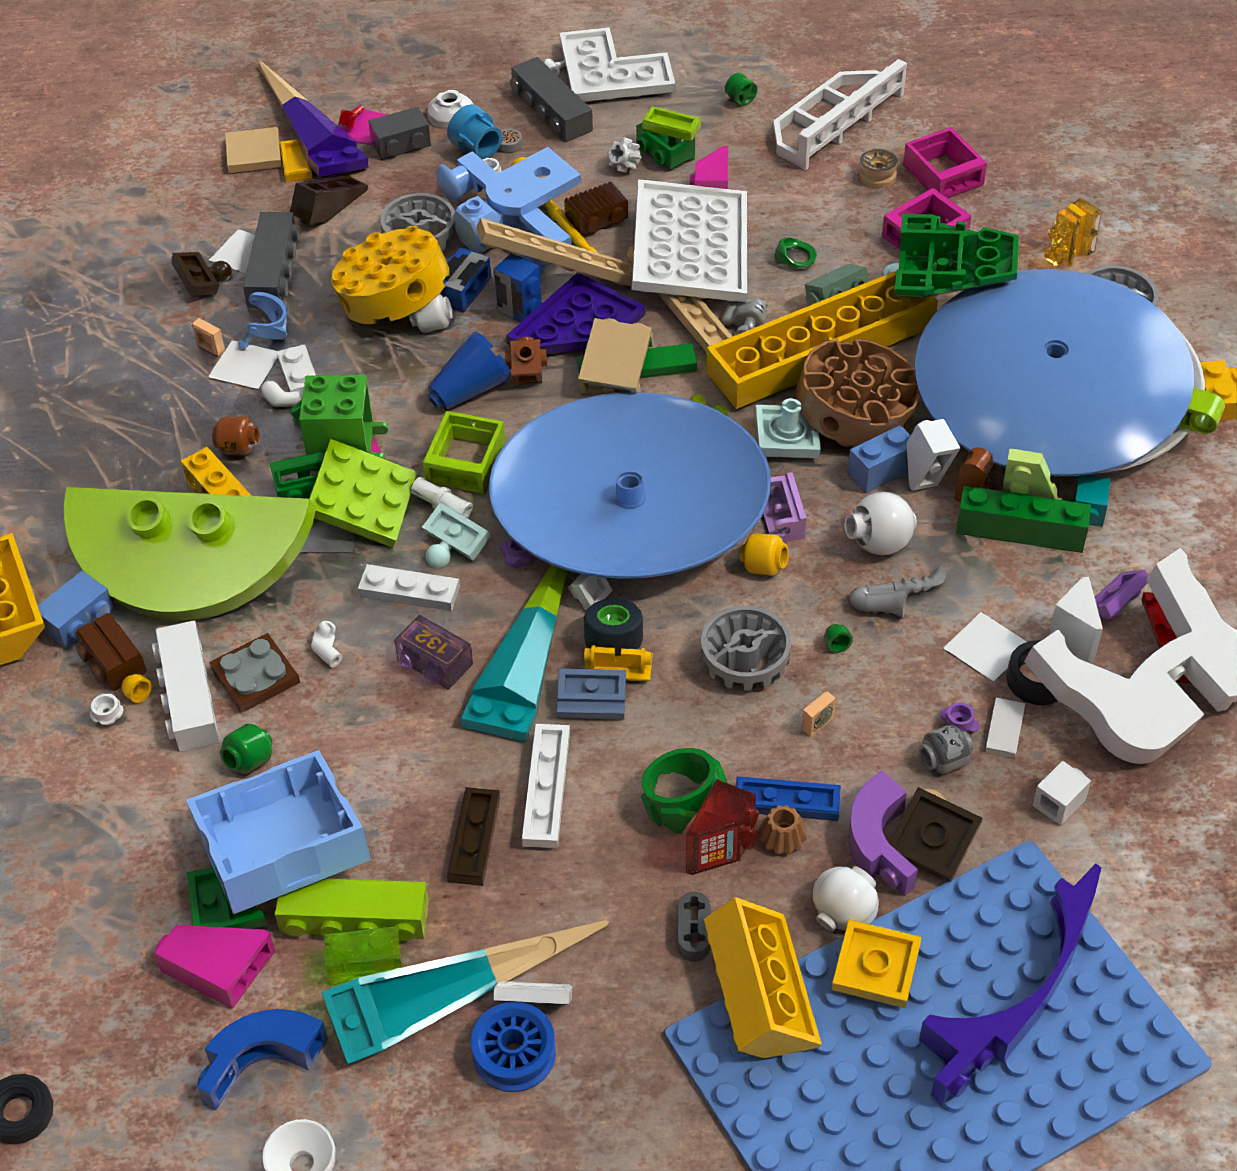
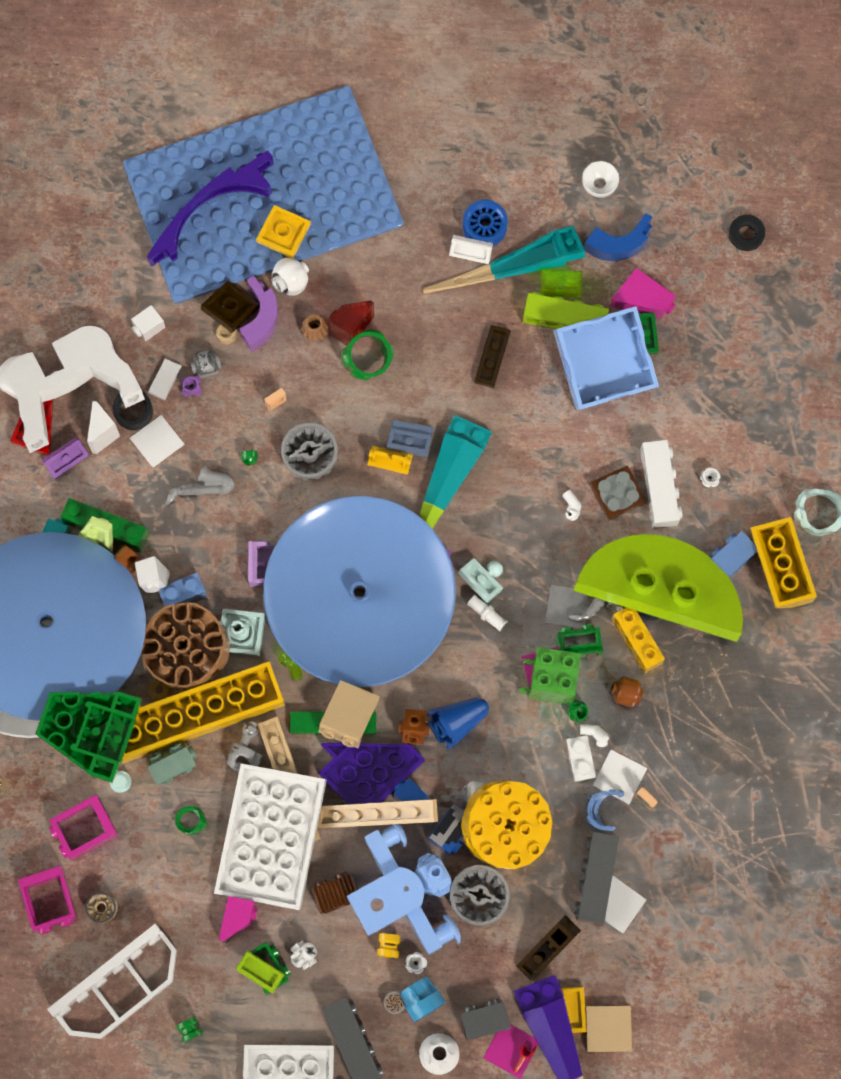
camera: 175 degrees left, 25 degrees up
(109, 651) = (709, 517): reddish brown brick -> none
(136, 688) = (693, 489): yellow hinge -> none
(197, 276) = (654, 873): dark brown plate -> none
(246, 749) = (623, 430): green head -> none
(362, 493) = (541, 617): lime plate -> none
(409, 587) = (515, 544): white plate -> none
(433, 652) = (504, 483): clear purple brick -> none
(459, 473) = (474, 630): lime window -> none
(546, 786) = (446, 379): white plate -> none
(557, 215) = (348, 847): yellow piece -> none
(613, 625) = (389, 480): black wheel -> none
(687, 926) = (371, 278): dark grey beam -> none
(761, 980) = (347, 230): yellow slope -> none
(764, 554) = (278, 523): yellow head -> none
(808, 799) = (306, 351): blue tile -> none
(881, 523) = (200, 529): white brick -> none

